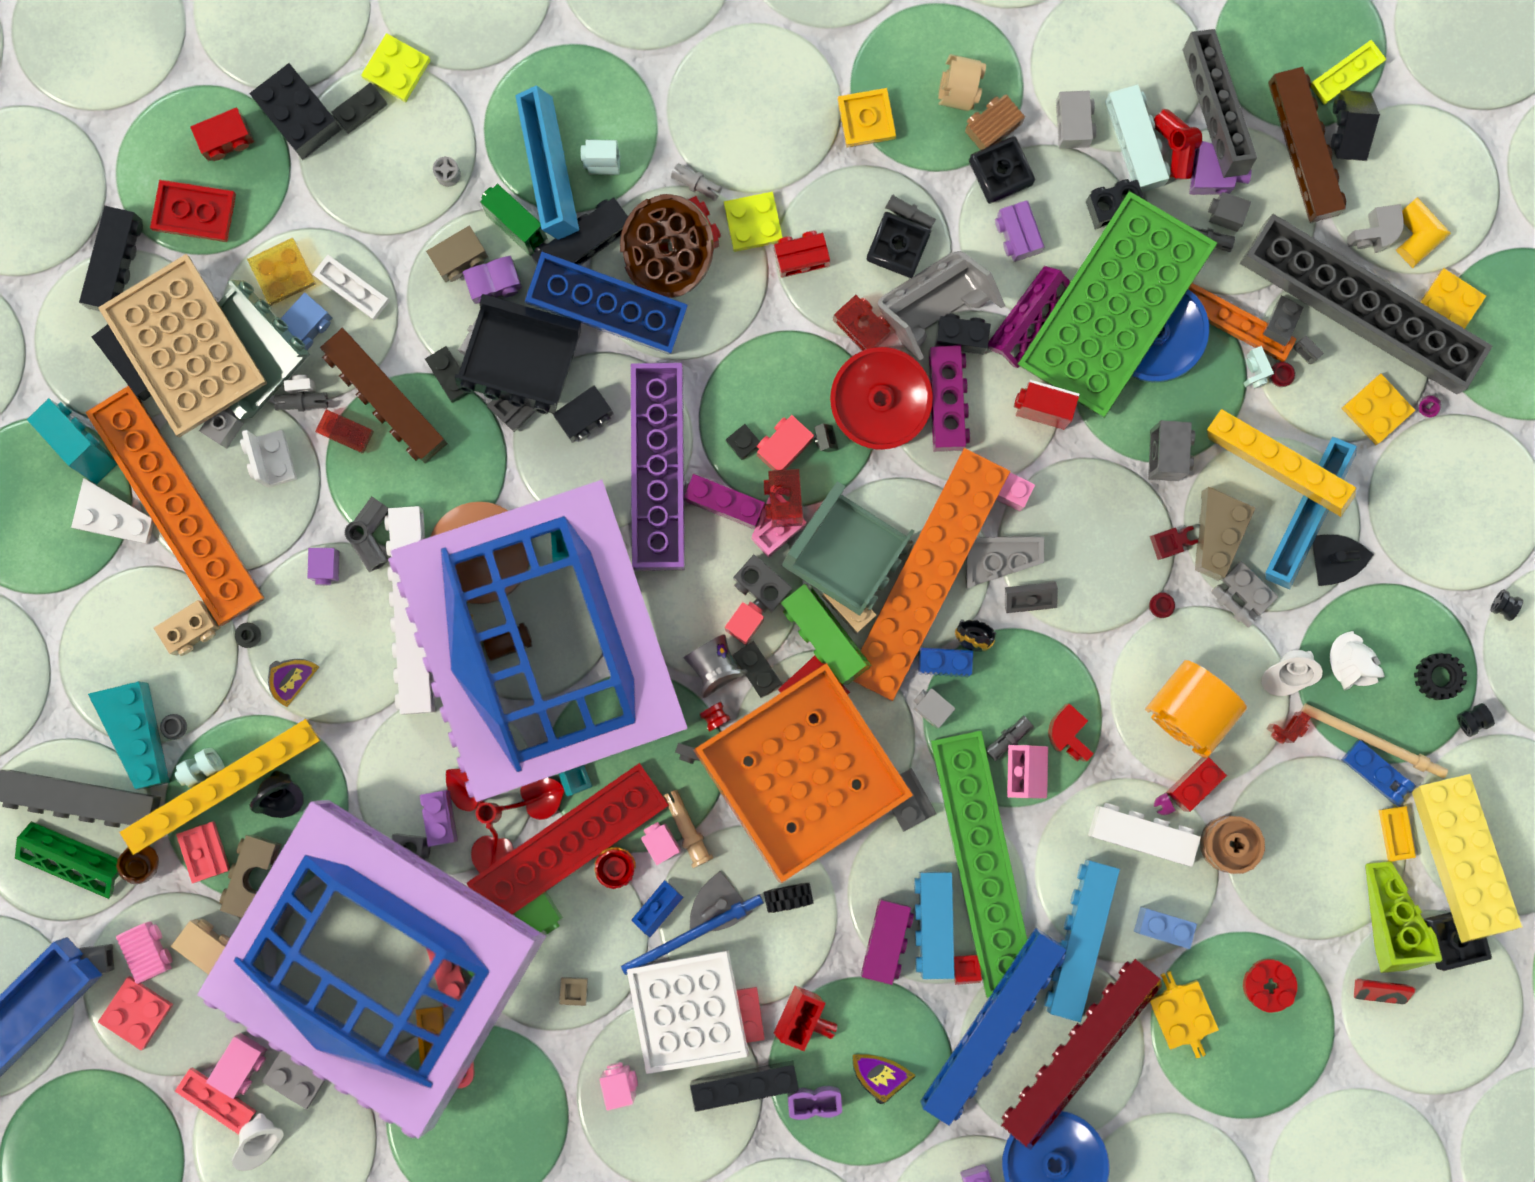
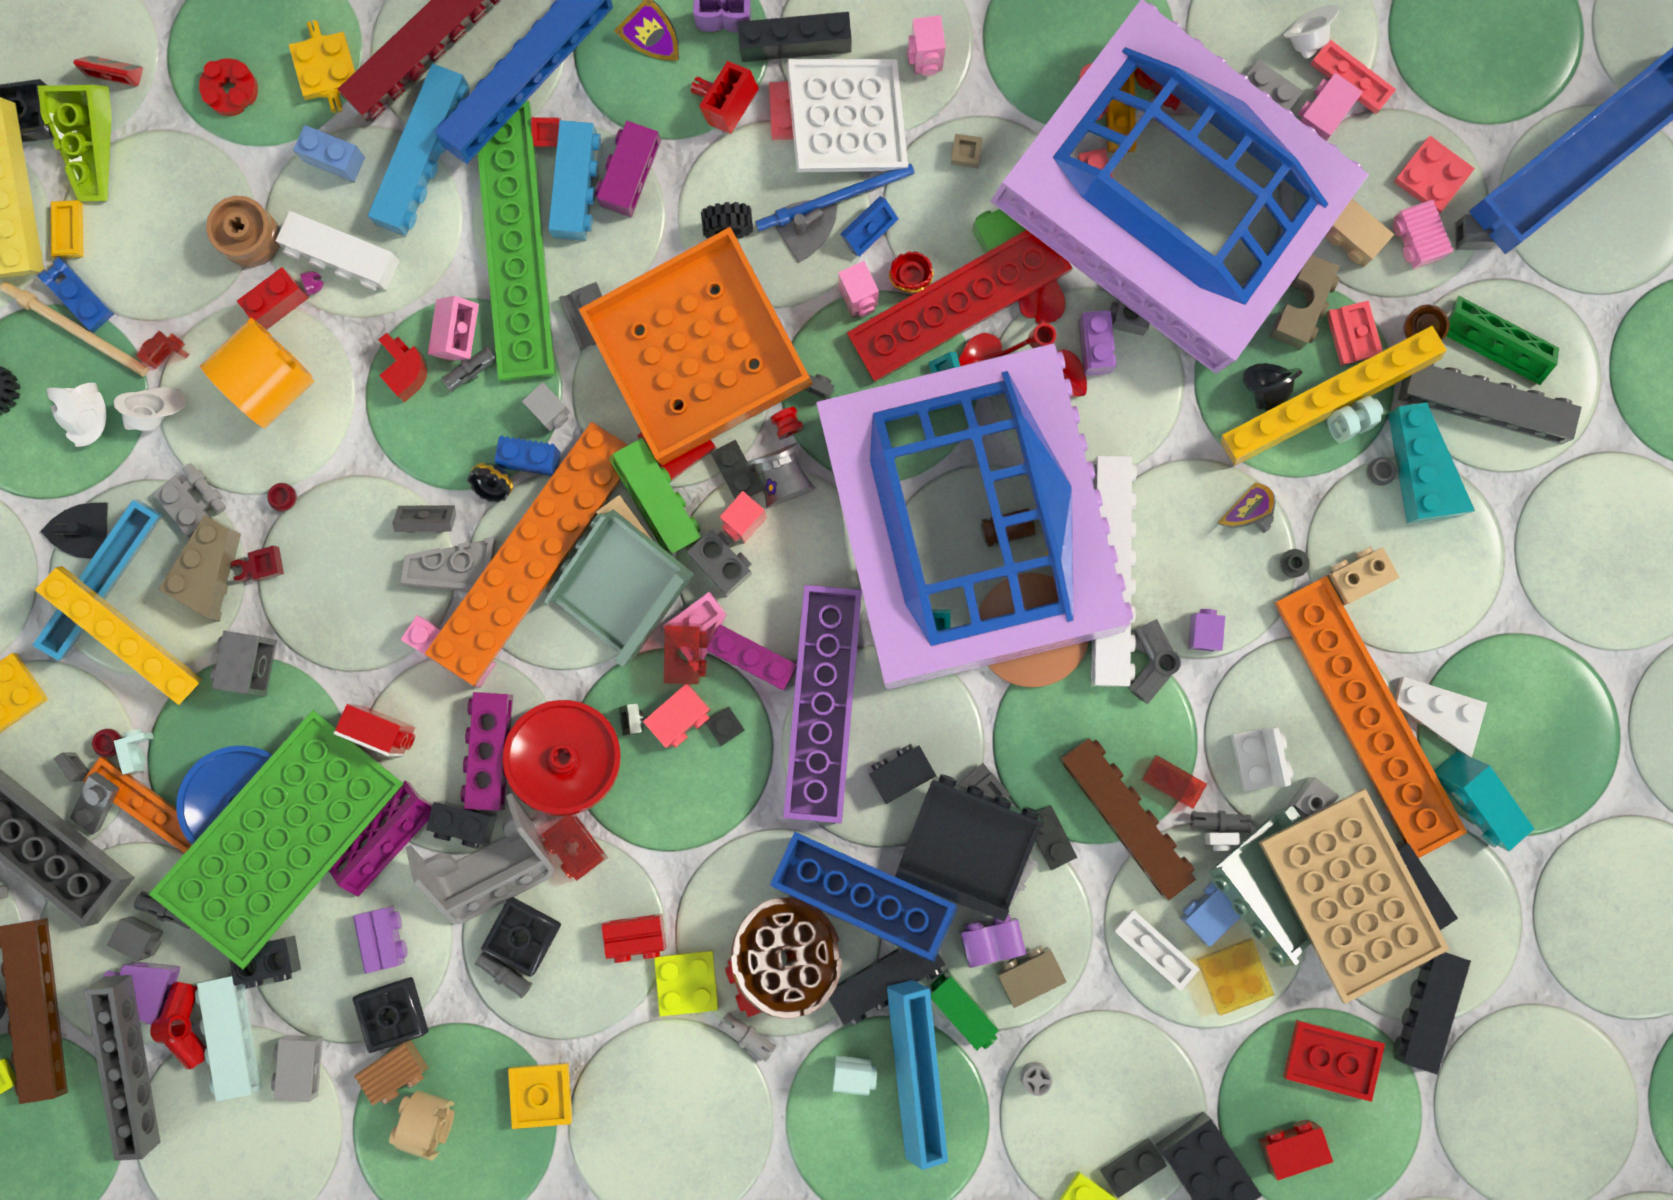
camera: 170 degrees left, 0 degrees up
(692, 841) = (825, 295): tan pin -> none

